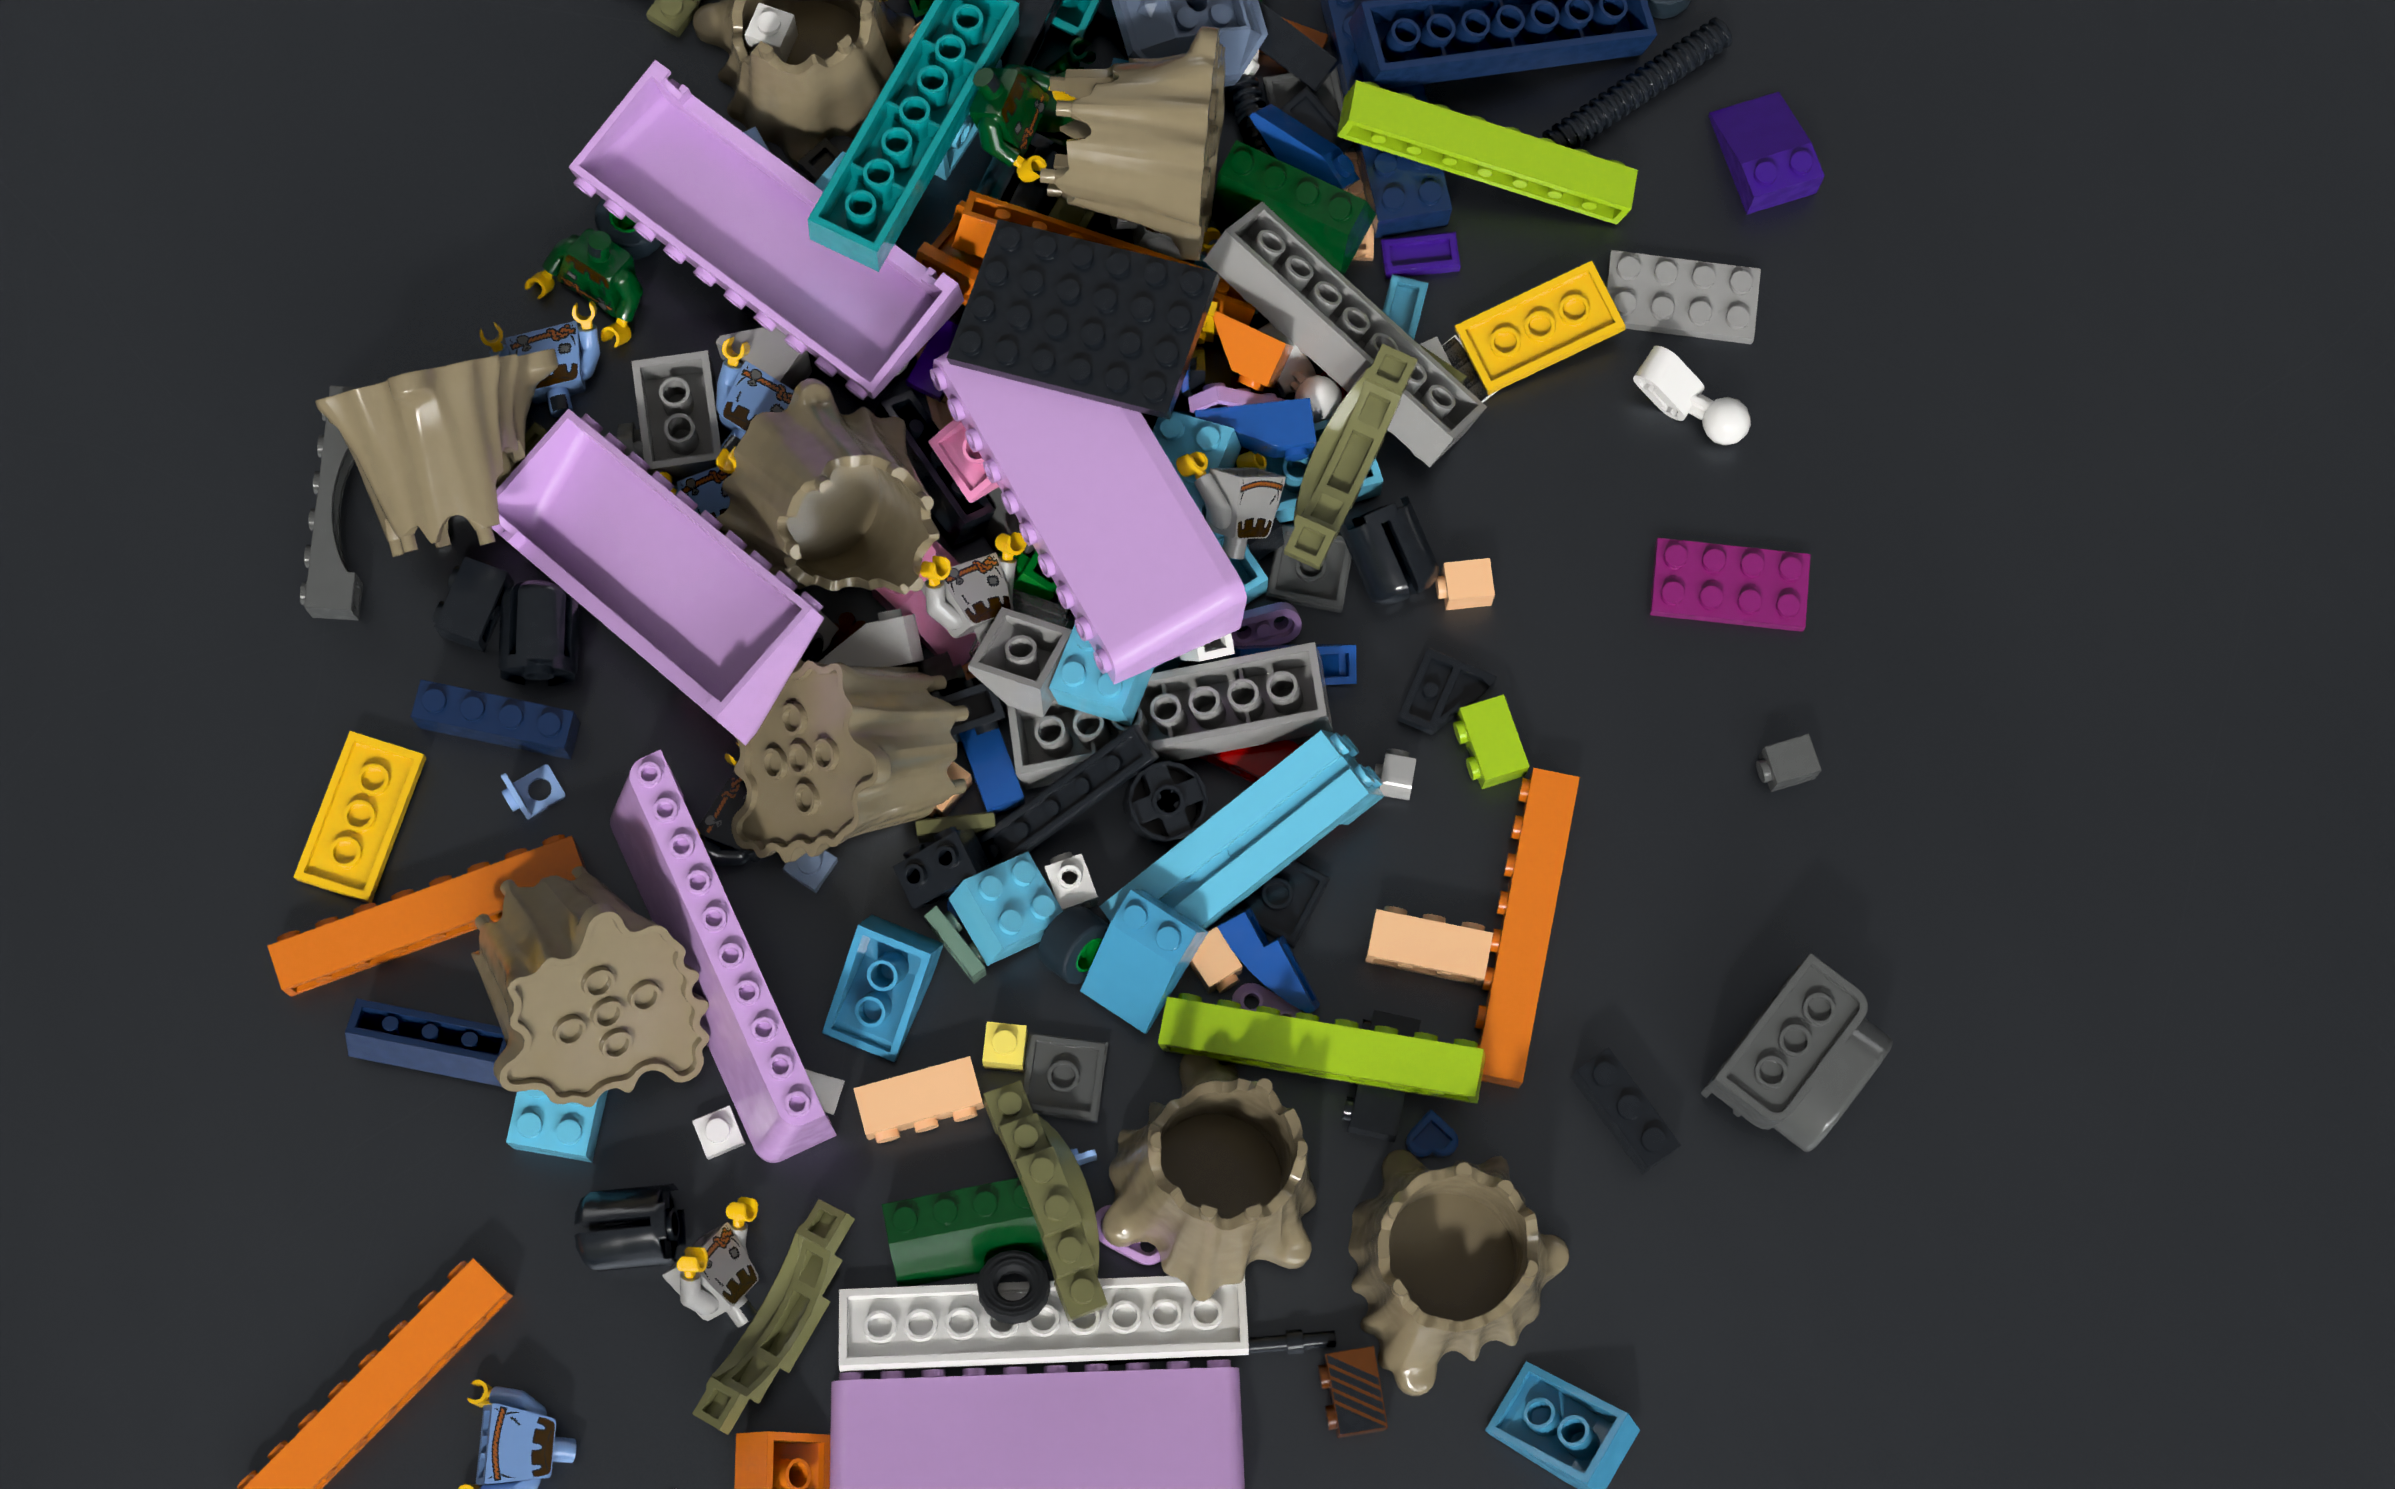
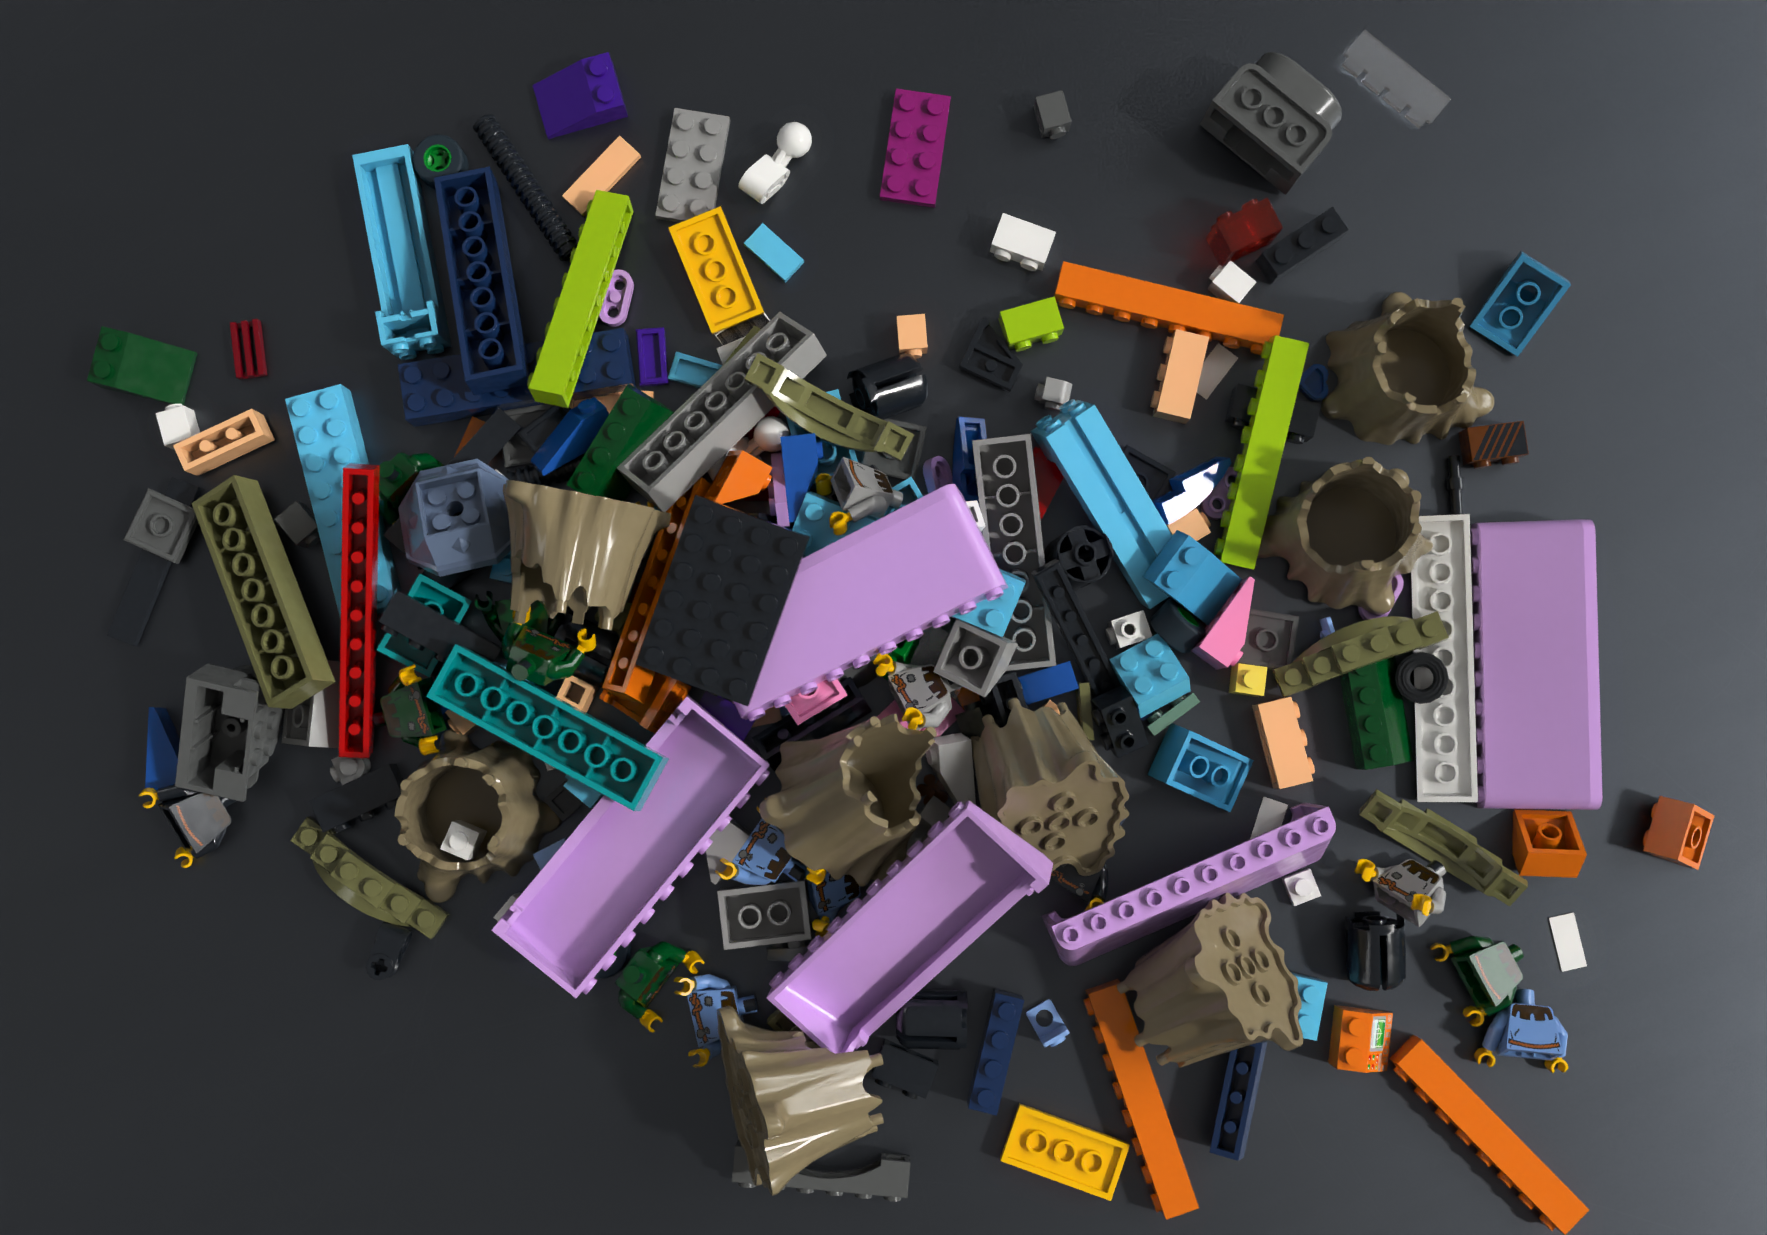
camera: 85 degrees left, 10 degrees up
(506, 1217) = (1360, 1039): none -> orange slope
(601, 1387) = (1487, 971): none -> dark green torso
(963, 170) = (577, 693): none -> light nougat brick
(1073, 1010) = (1228, 629): none -> bright pink slope
(1442, 999) = (1214, 370): none -> white sticker
(1495, 205) = (617, 299): none -> lavender plate
(1564, 1014) = (1230, 283): none -> white brick
(1571, 404) = (774, 252): none -> medium azure tile
(1605, 727) = (1022, 242): none -> white brick
(1637, 1022) = (1243, 231): none -> clear red brick
(1664, 183) = (602, 174): none -> light nougat tile
(1881, 1256) = (1393, 74): none -> clear windscreen

